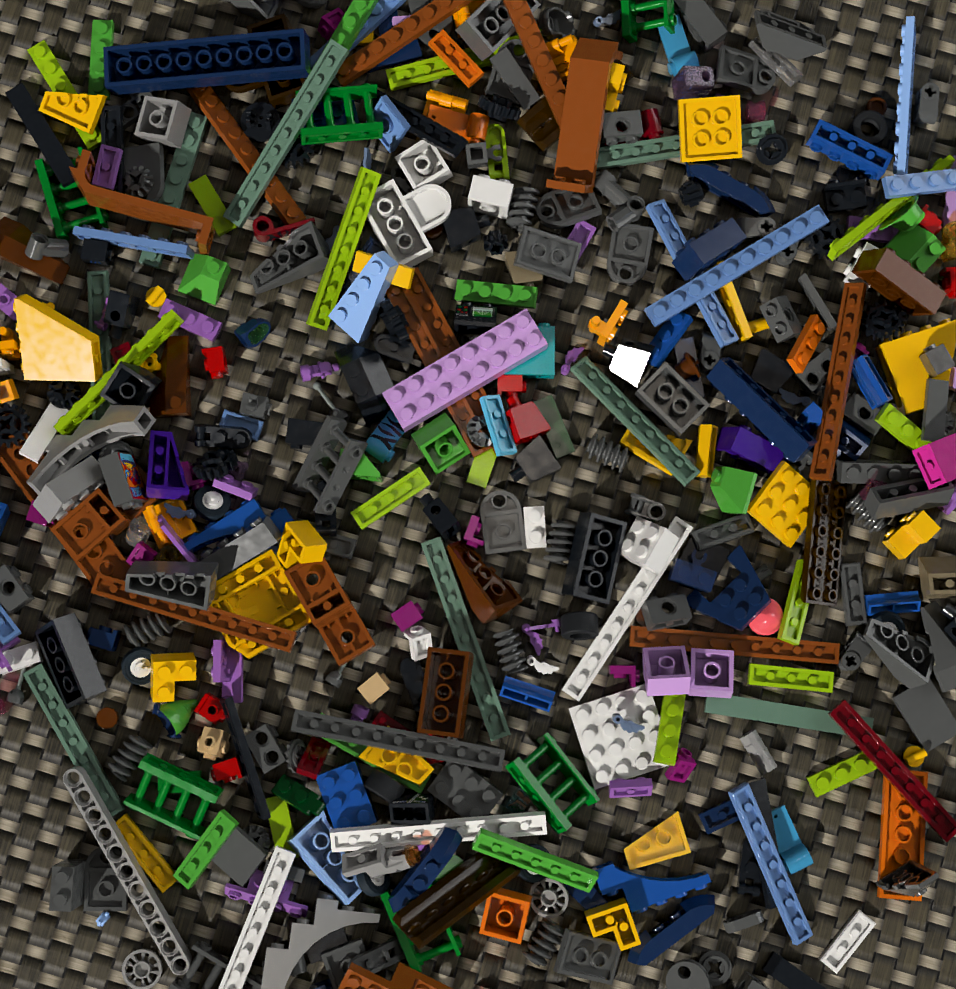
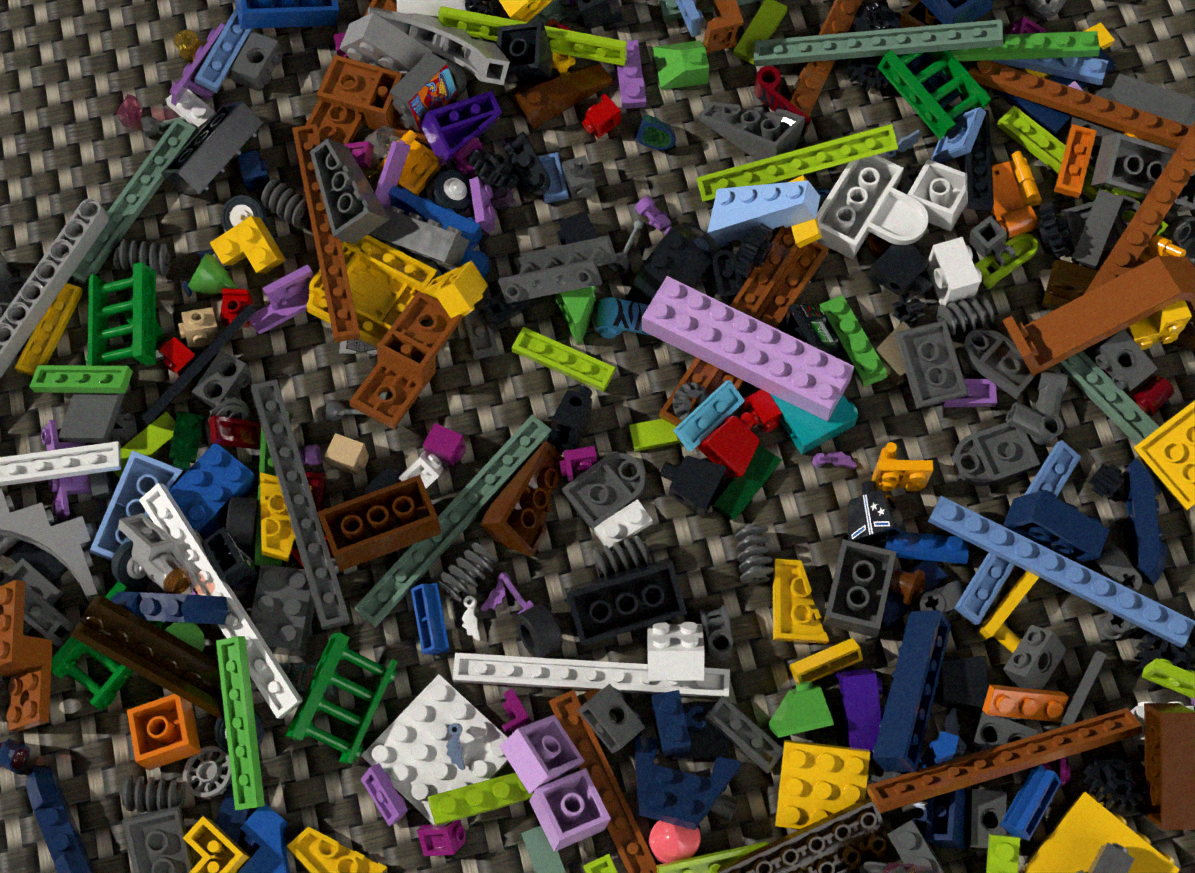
camera: 65 degrees right, 15 degrees down
(107, 717) = (173, 219): reddish brown tile -> none
(156, 296) = (633, 30): yellow plate -> none
(179, 513) = (422, 166): sand blue piece -> none
(440, 443) = (652, 374): bright green slope -> none
(635, 421) = (808, 565): sand green tile -> none

